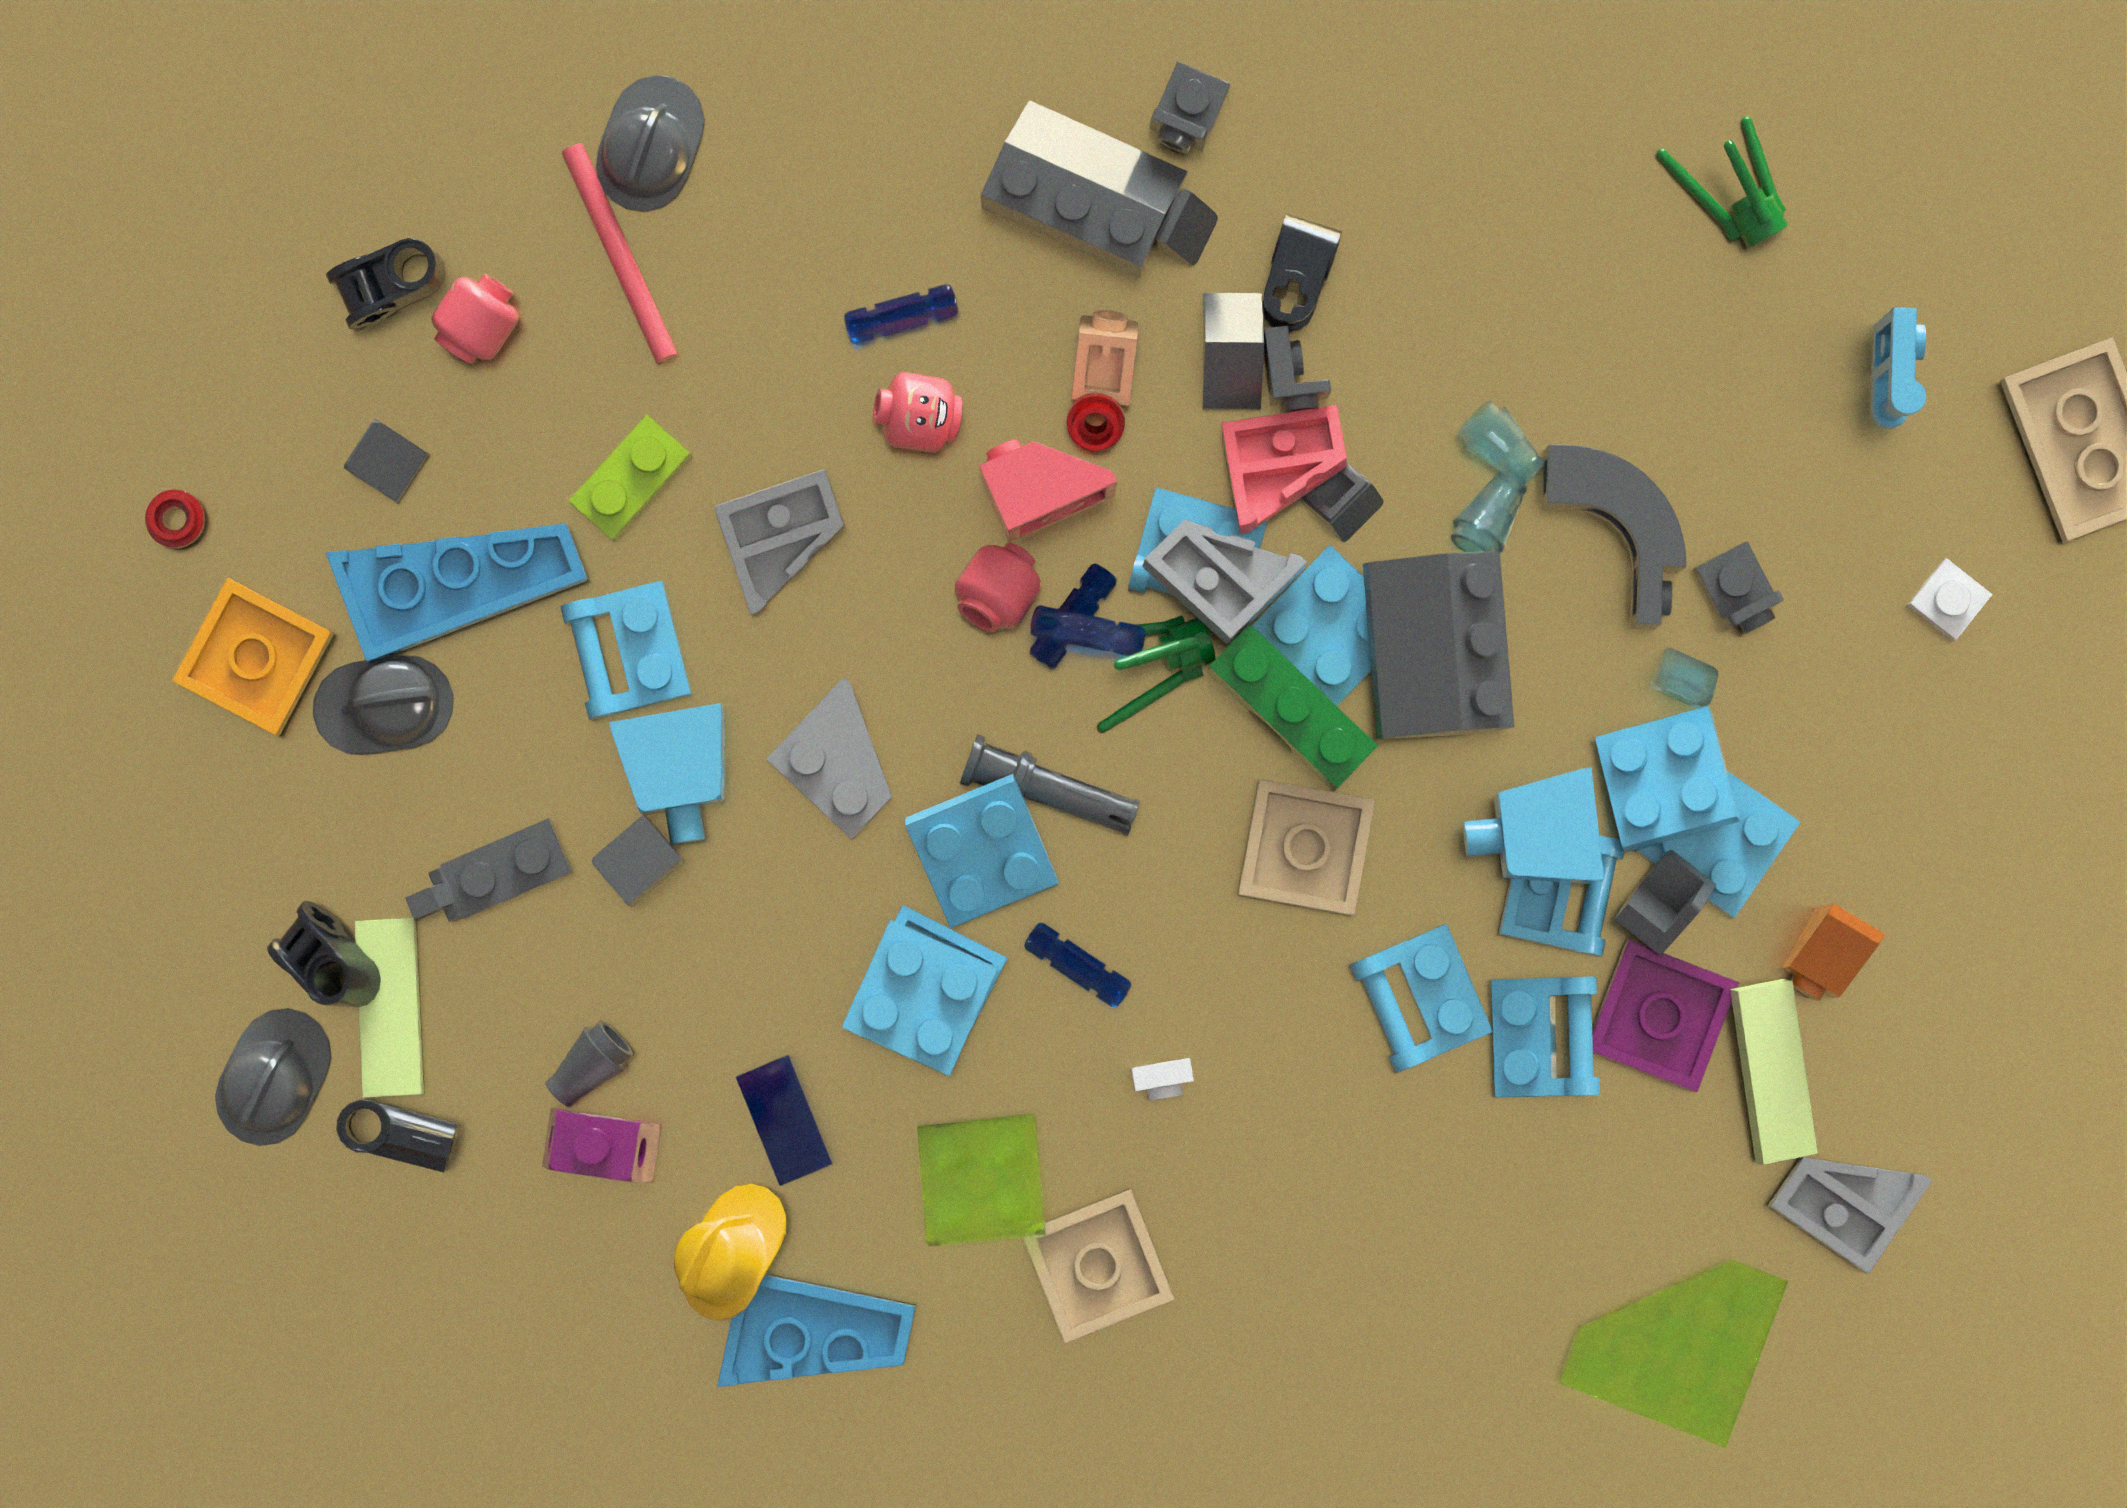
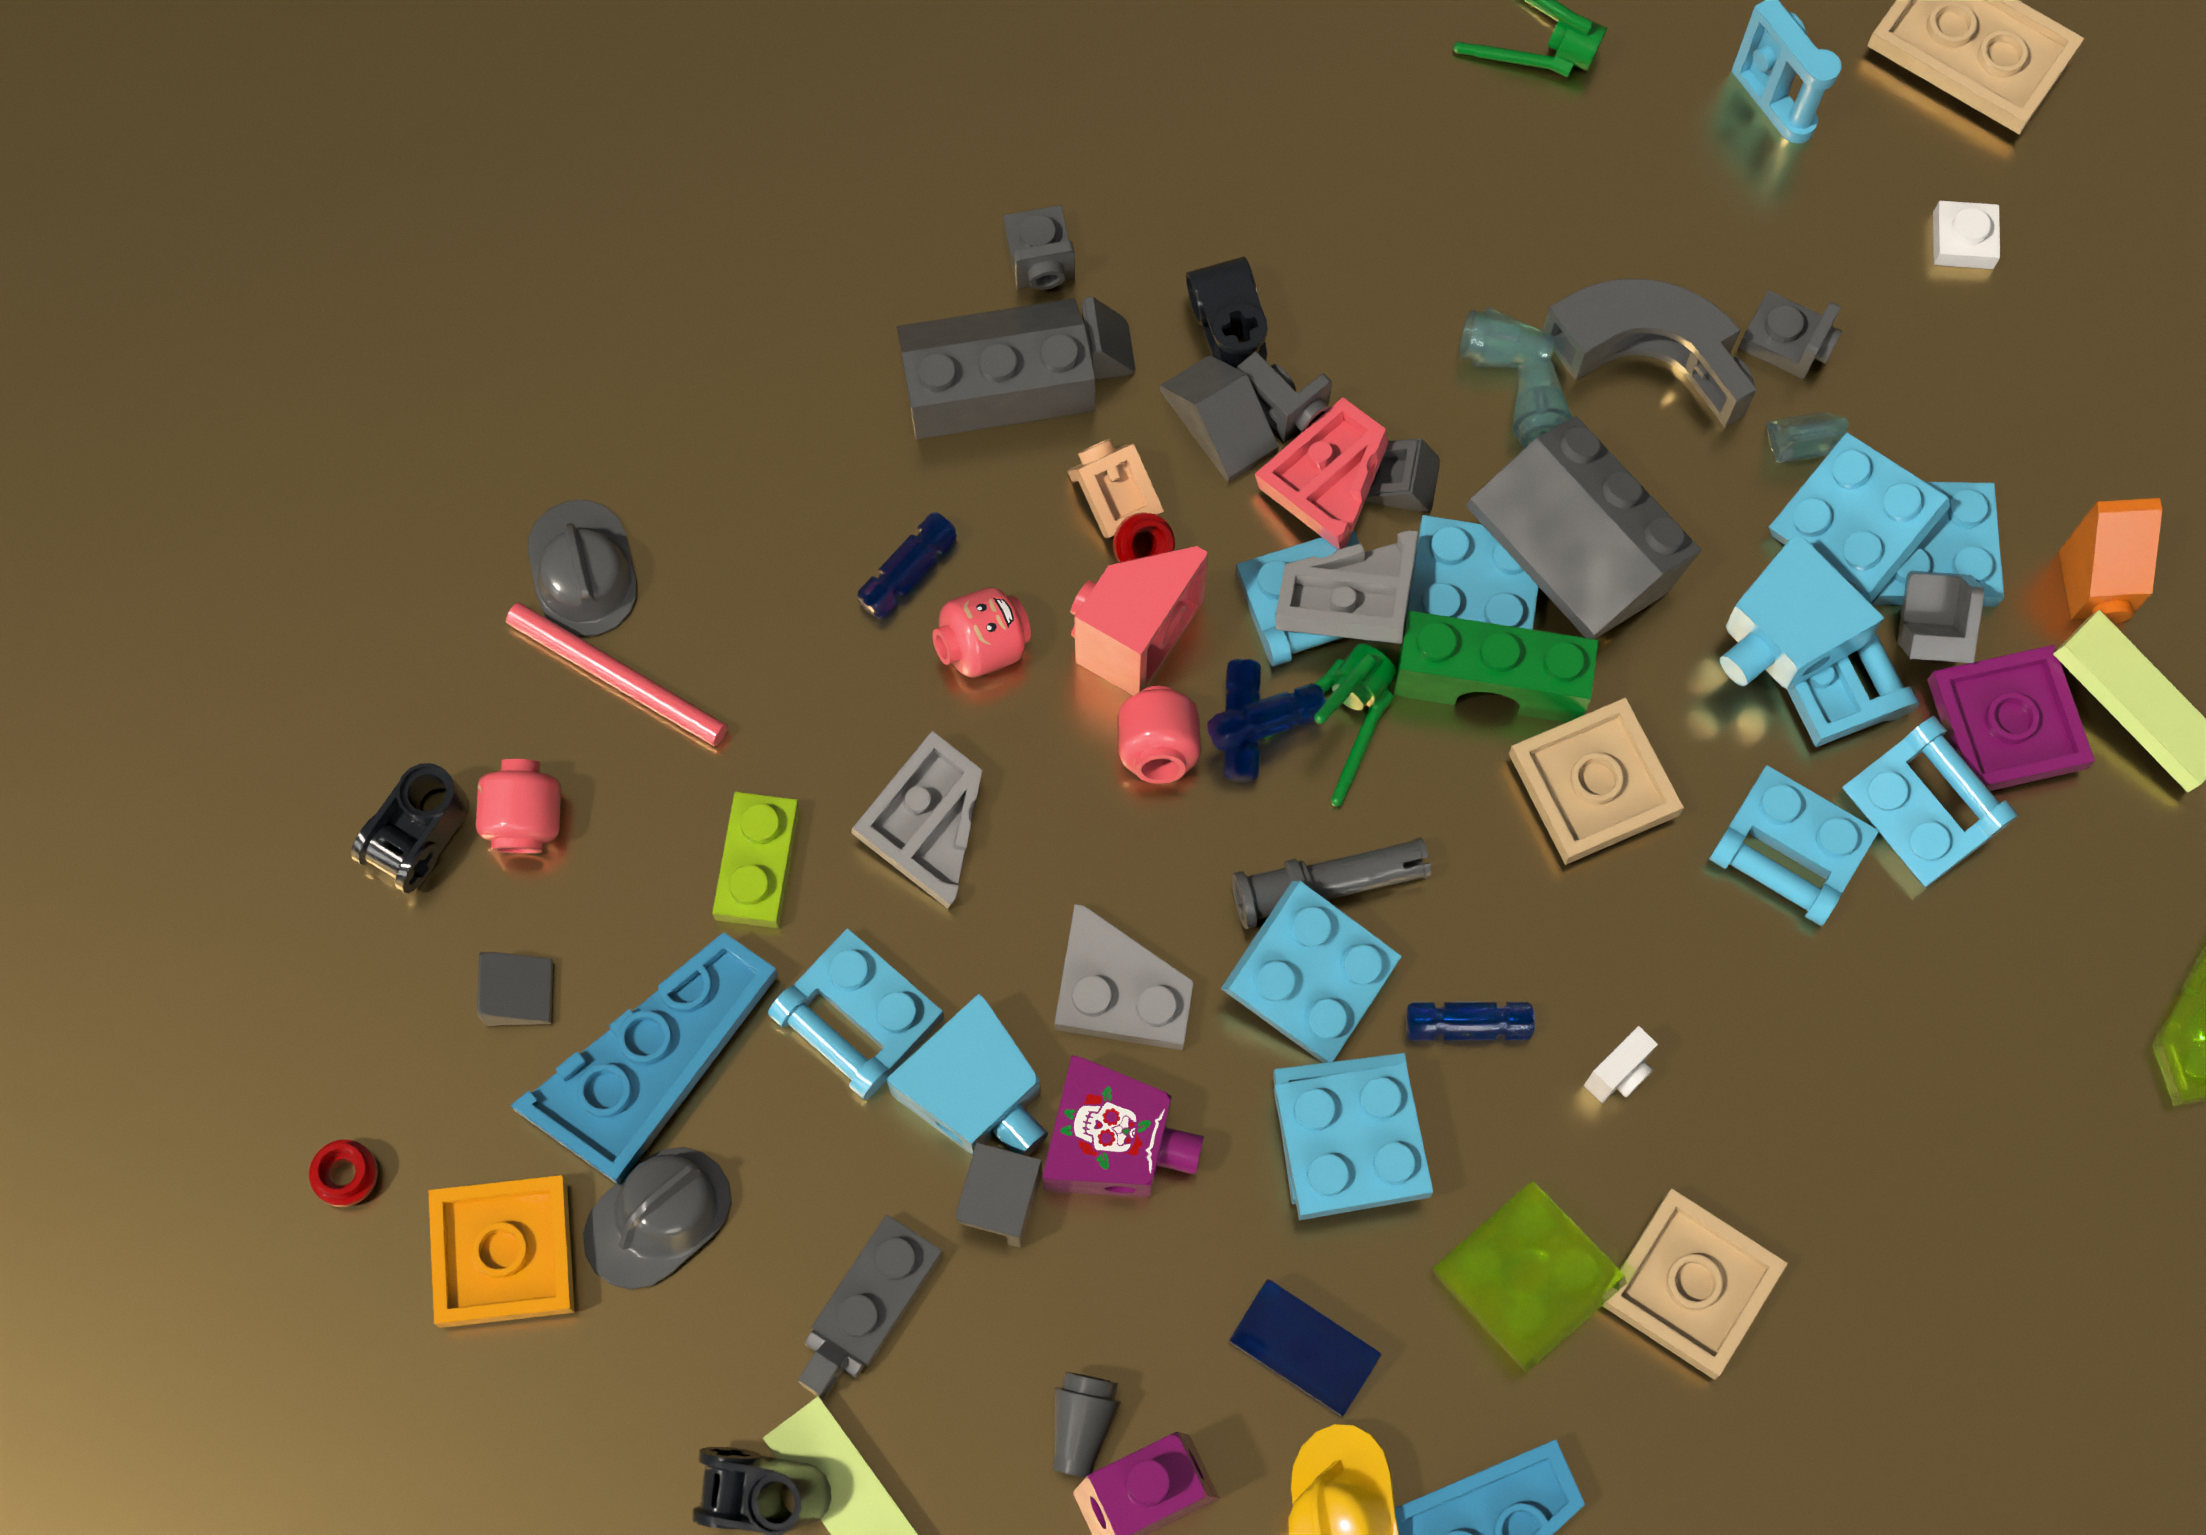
camera: 30 degrees left, 15 degrees down
(752, 873) = (1113, 1135): none -> magenta torso

